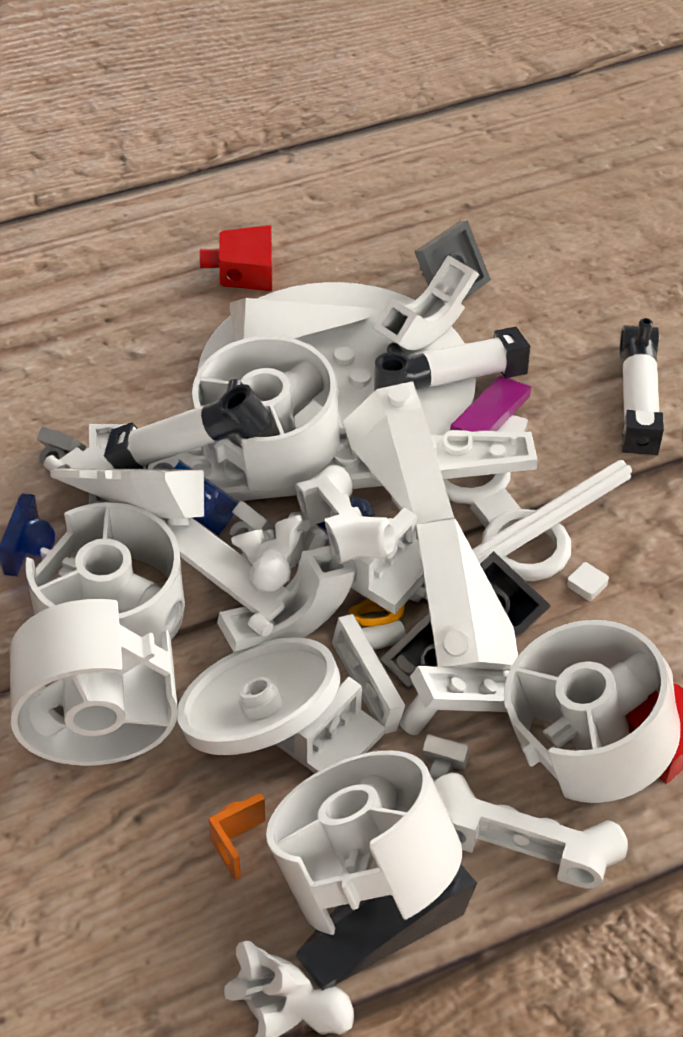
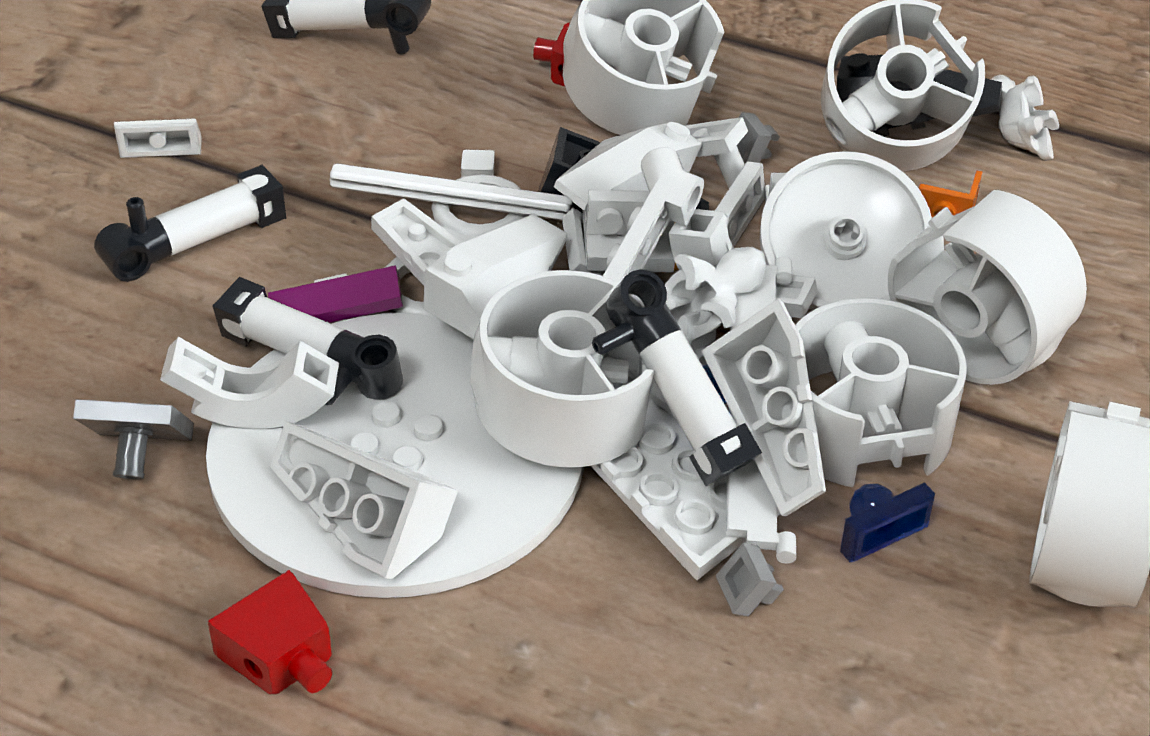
camera: 130 degrees left, 5 degrees down
(579, 853) = (785, 105): white plate -> none

